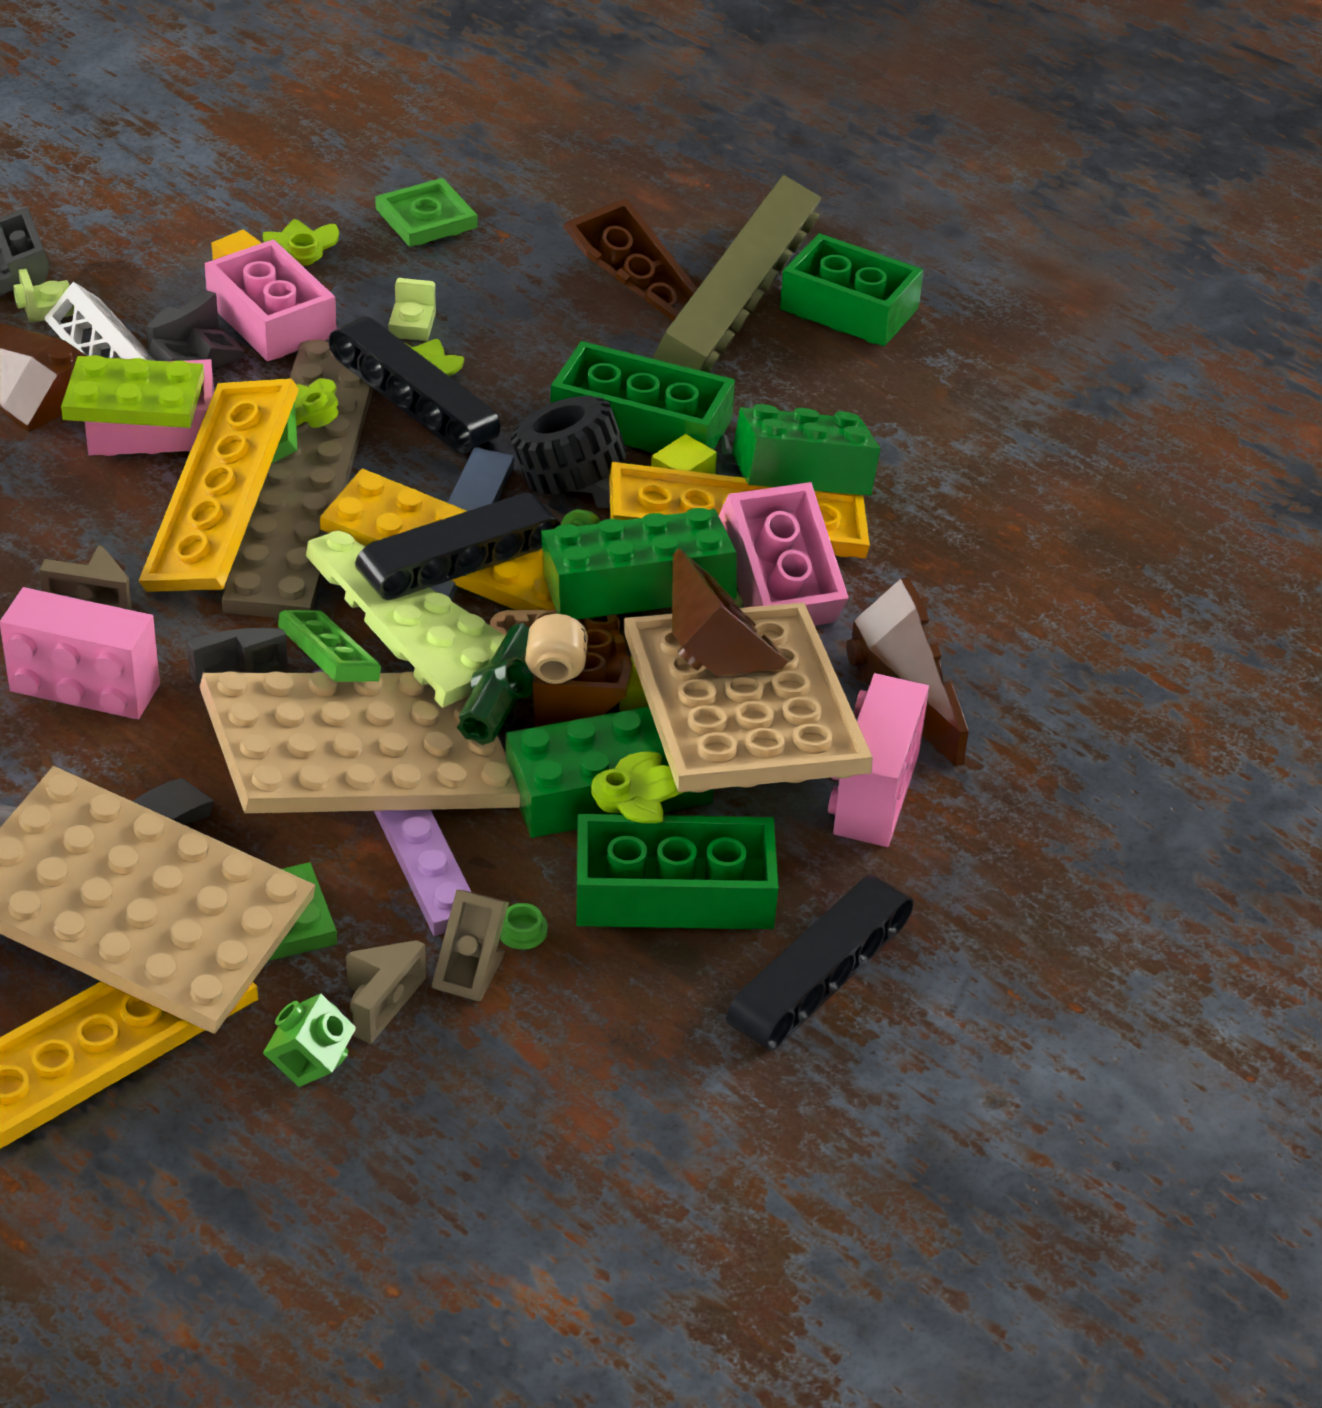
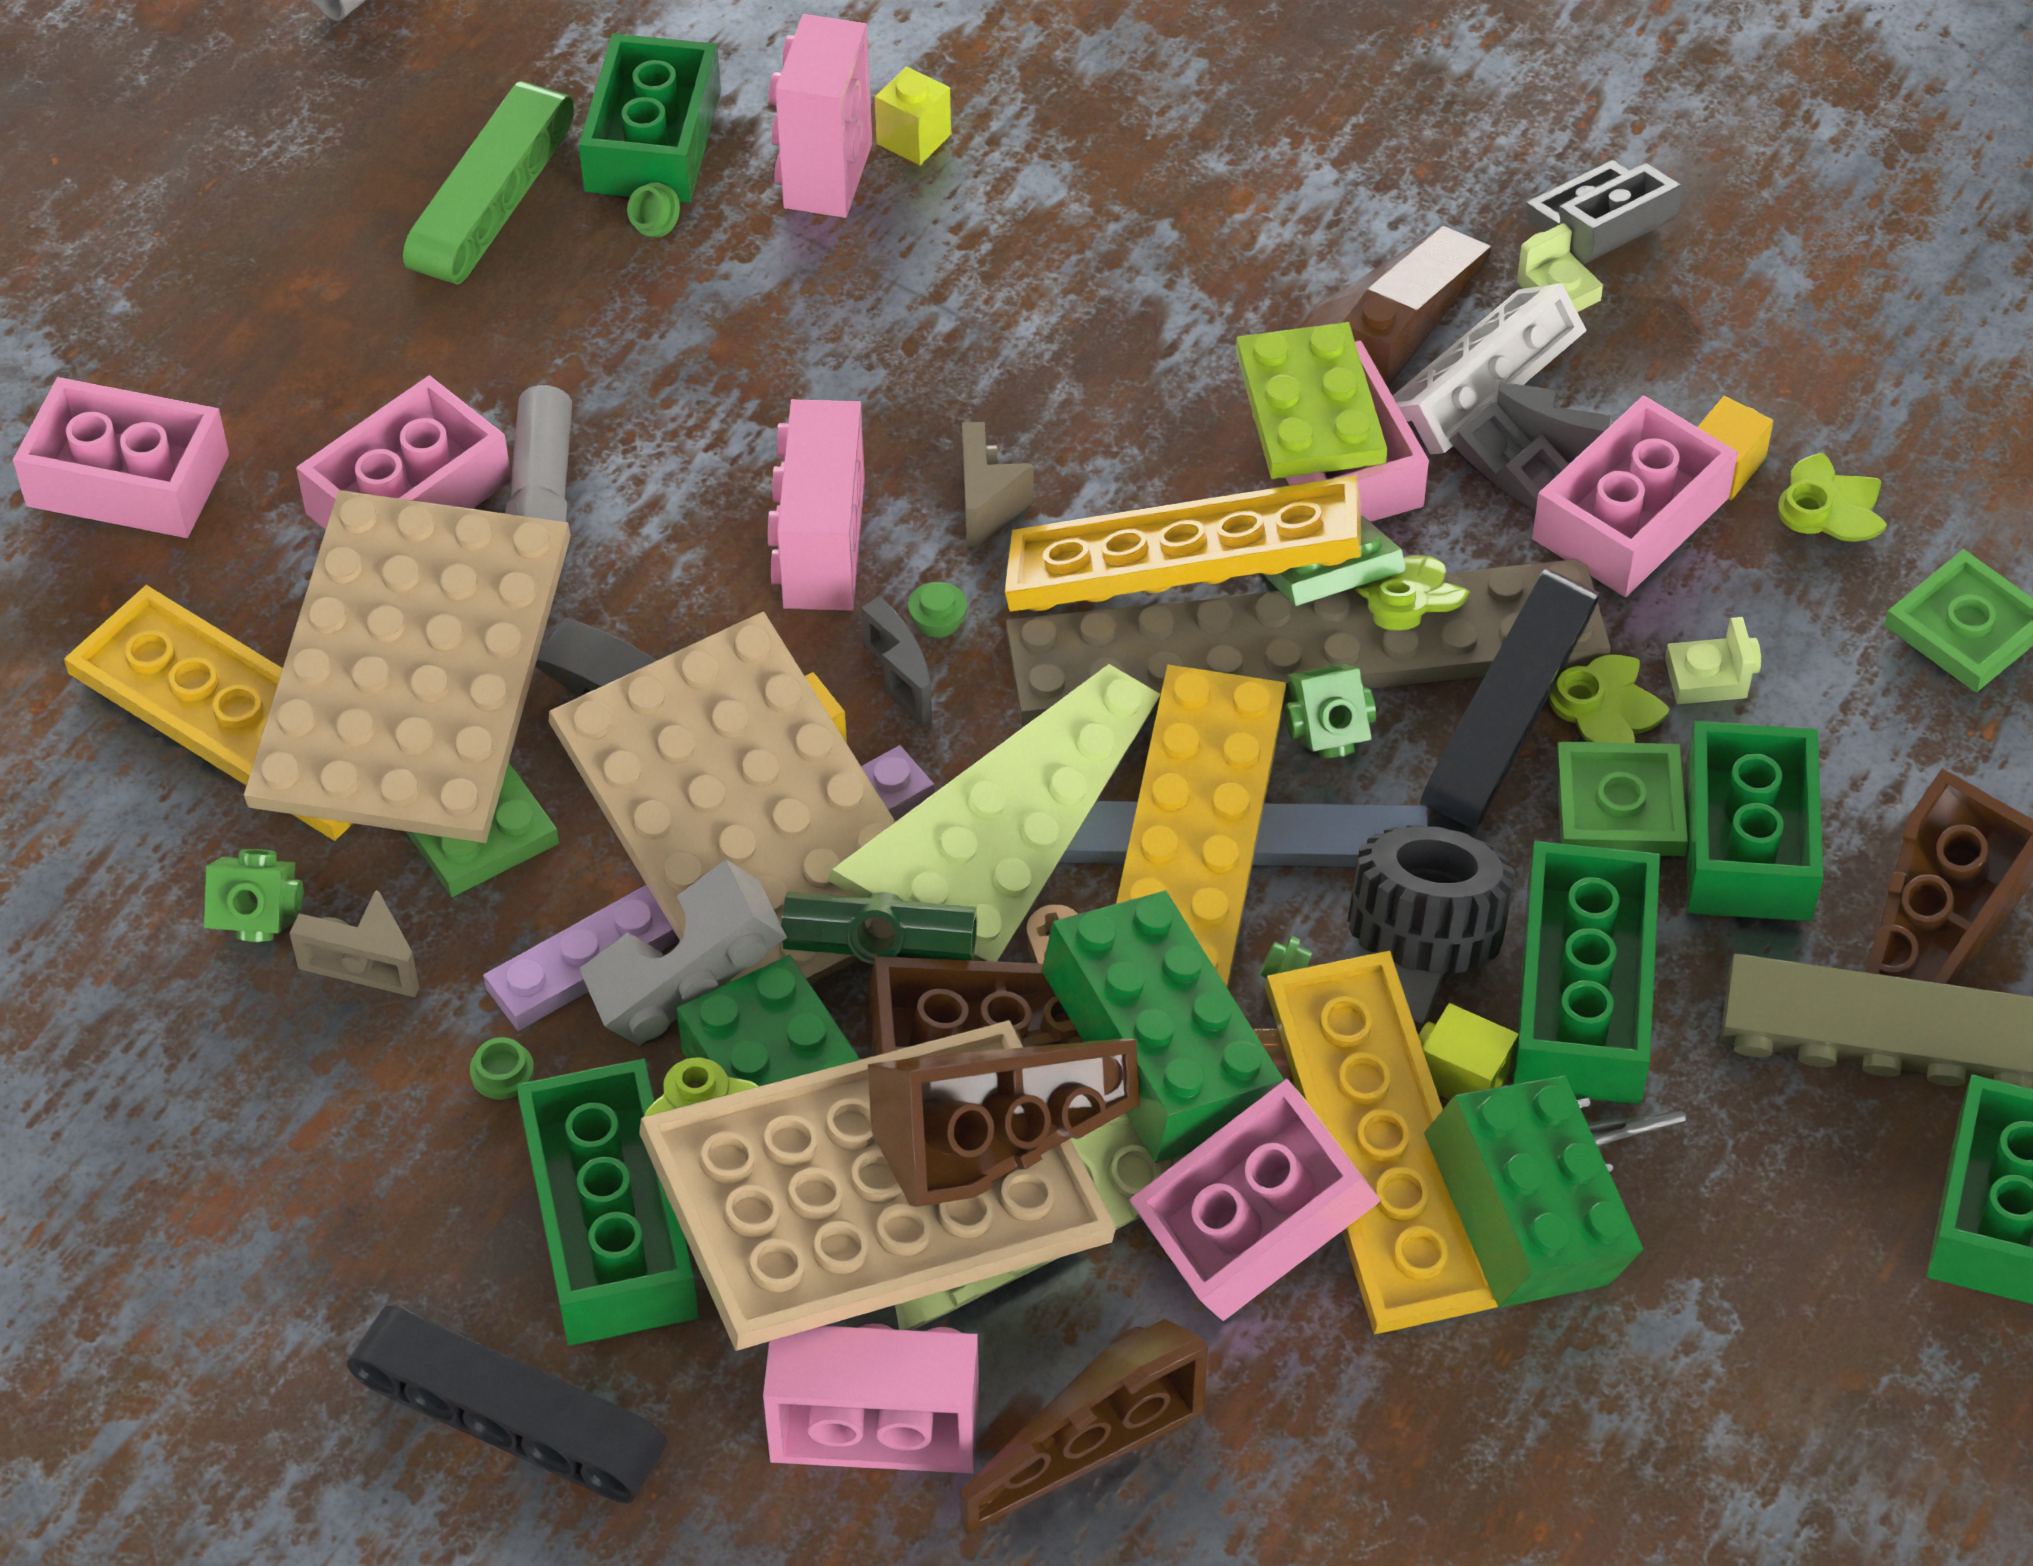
camera: 80 degrees right, 10 degrees up
(187, 627) = (937, 608): none -> bright green plate
(329, 646) = (909, 737): bright green tile -> none
(386, 455) = (1314, 696): none -> bright green brick
(455, 546) = (1134, 817): black beam -> none
(470, 945) = (439, 1019): dark tan slope -> none
(483, 744) = (724, 933): none -> light grey arch
(504, 369) = (1622, 796): none -> bright green plate
(550, 312) = (1753, 821): none -> green brick
(556, 648) = (918, 956): tan head -> none

